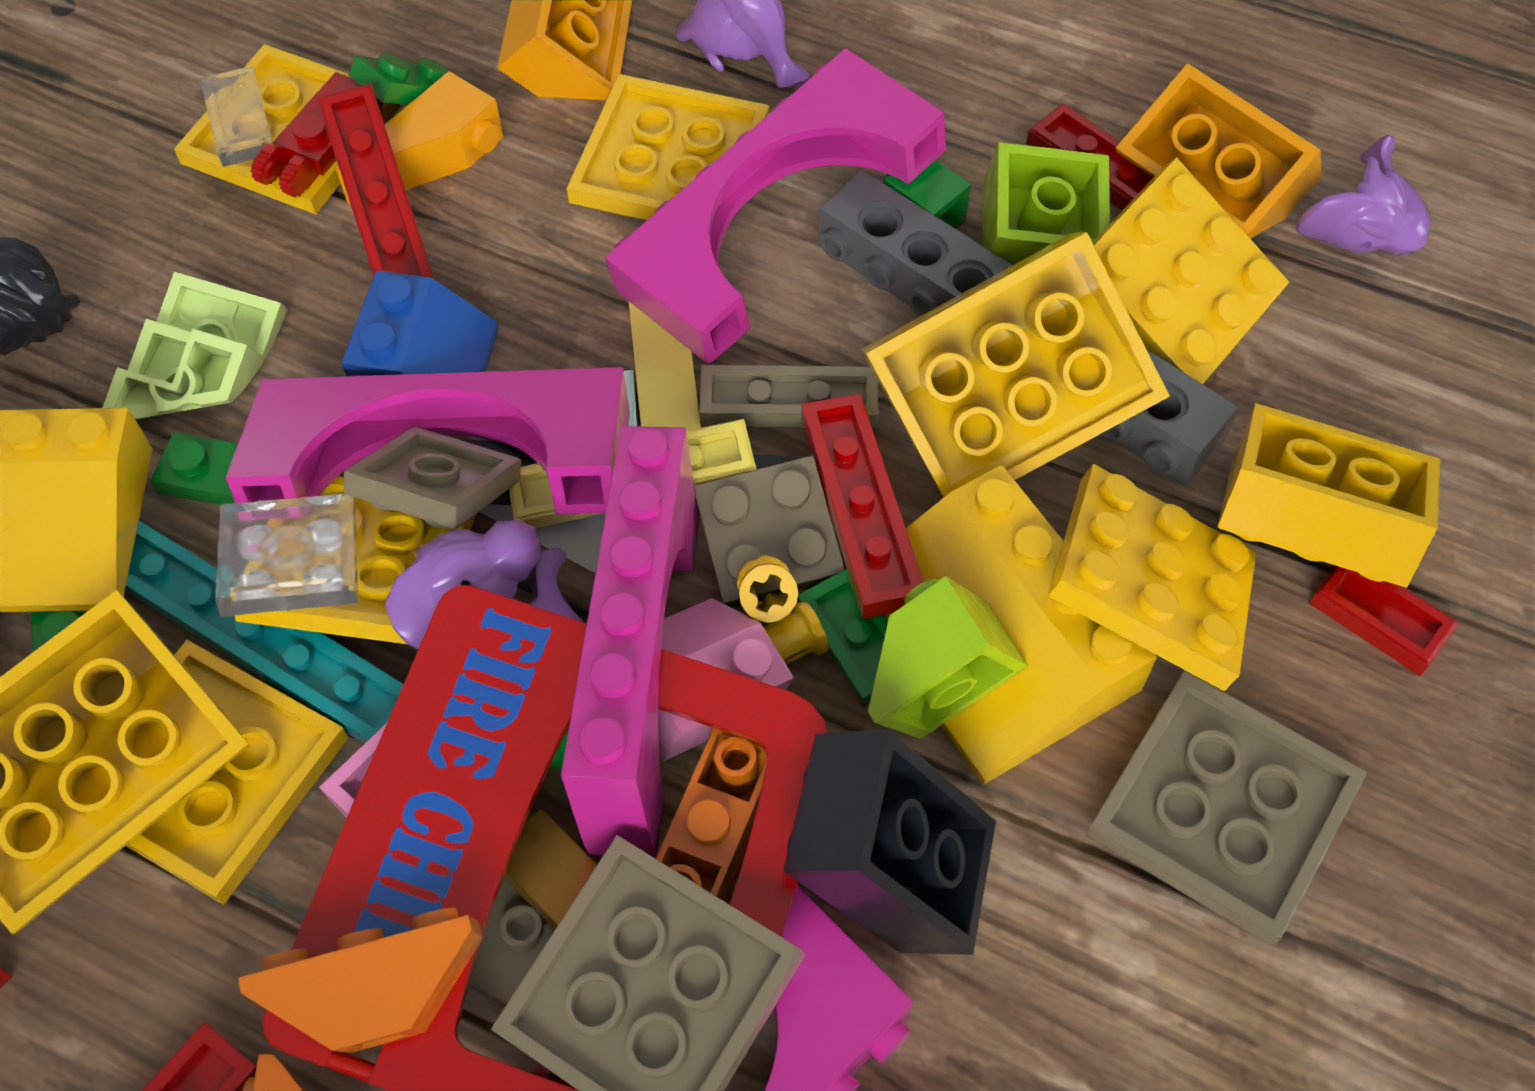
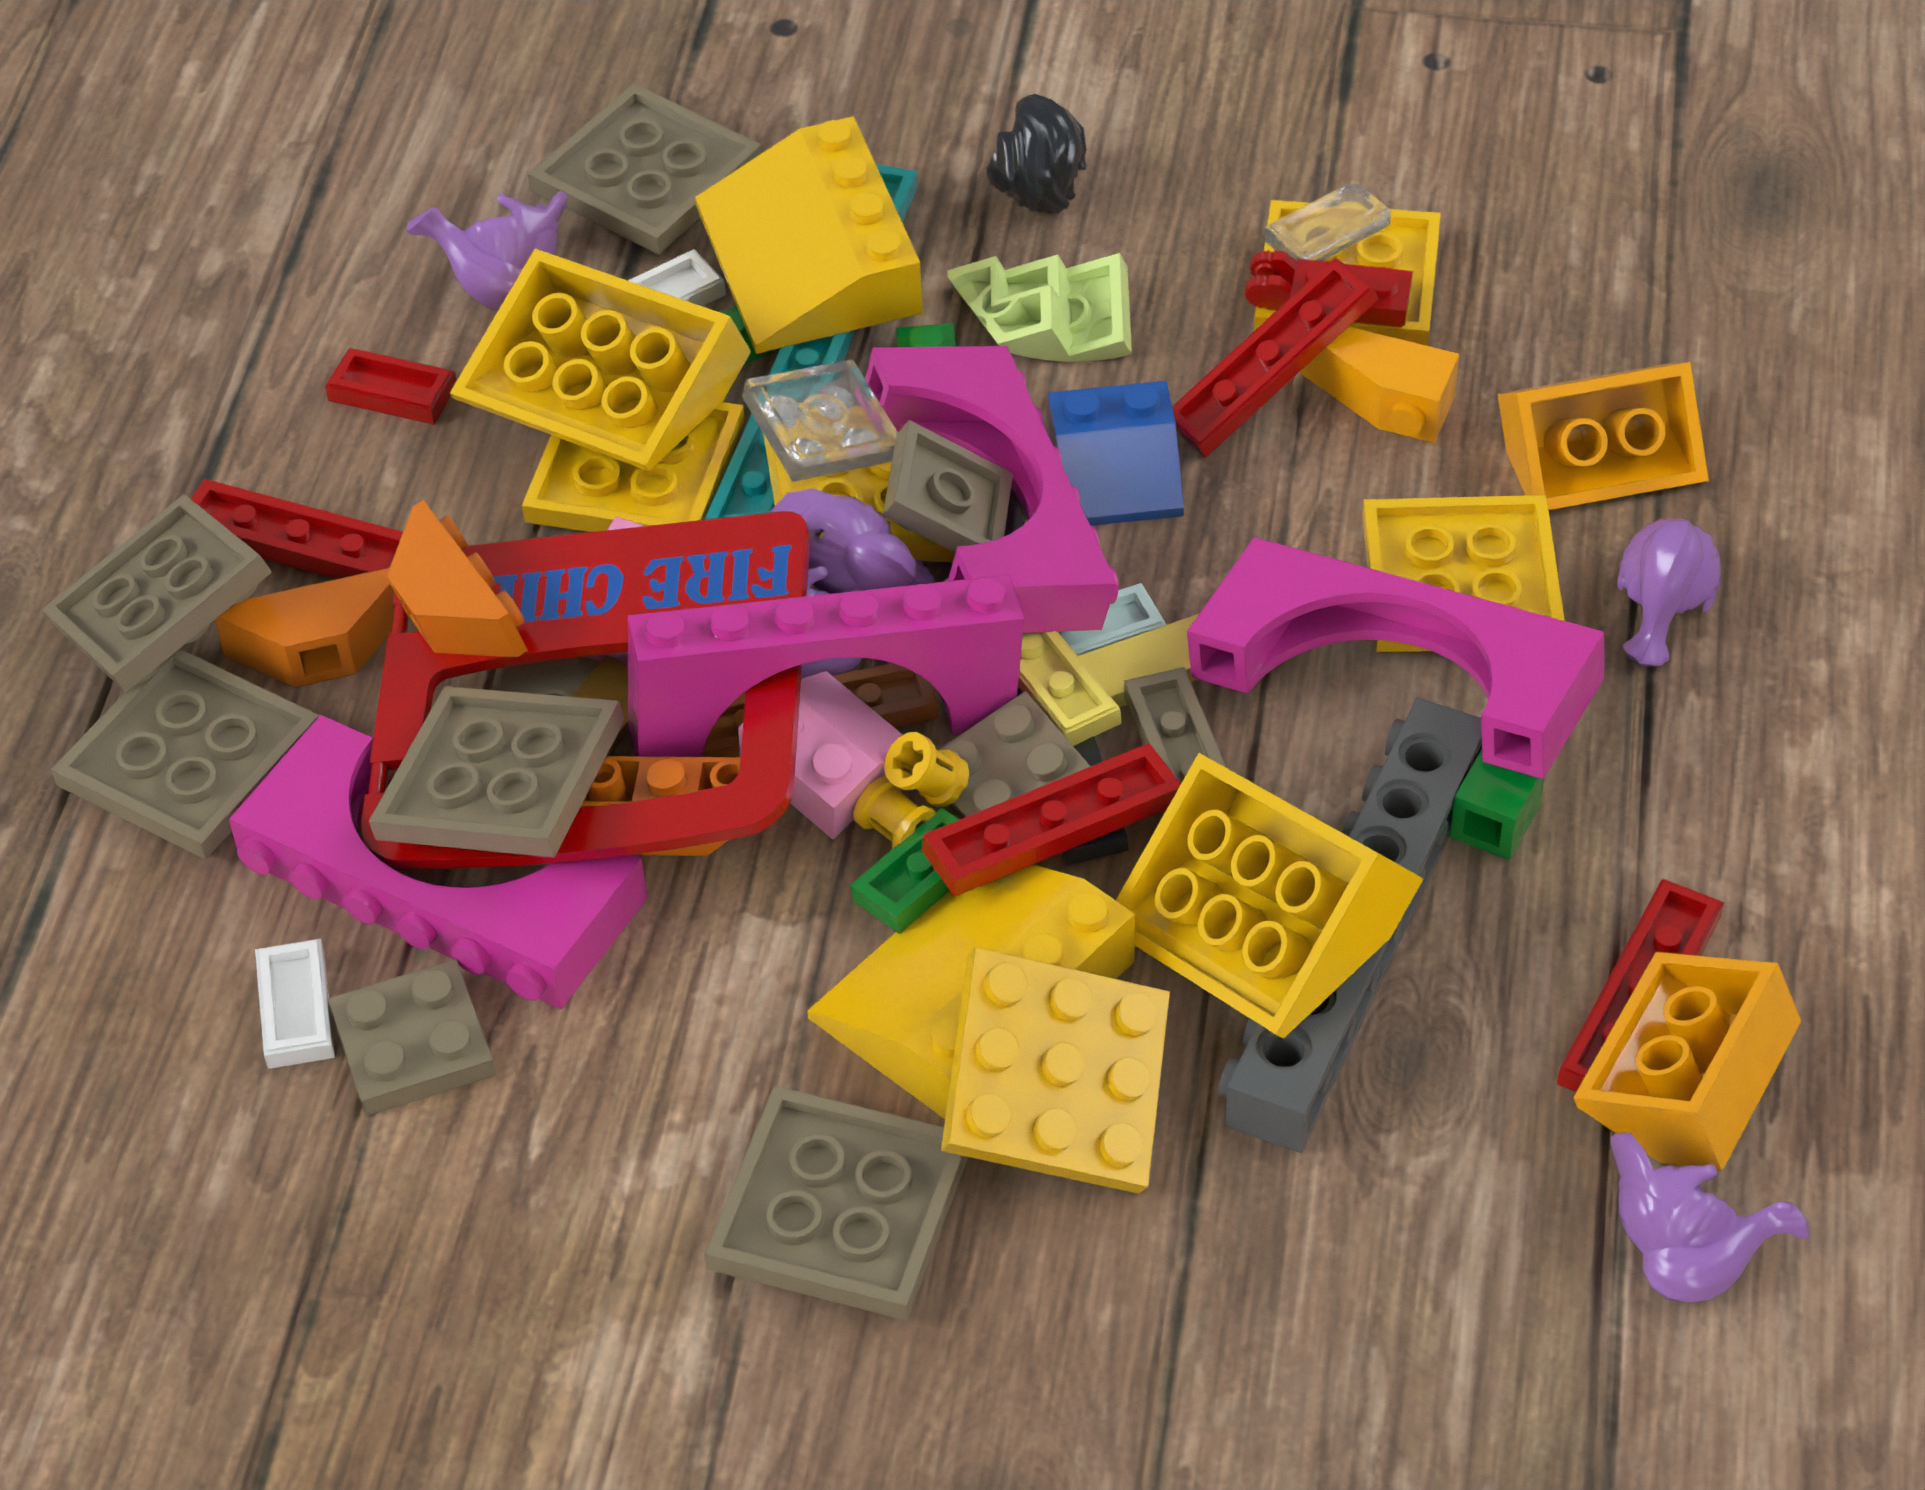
camera: 75 degrees right, 10 degrees down
(394, 78) = (1426, 318): green plate -> none
(891, 843) = (677, 903): black brick -> none
(939, 658) = (884, 901): lime slope -> none
(1041, 197) = (1512, 900): lime brick -> none
(1186, 272) = (1479, 1040): yellow plate -> none
(1332, 495) = (1220, 1212): yellow brick -> none
(1385, 617) = (1122, 1322): red tile -> none

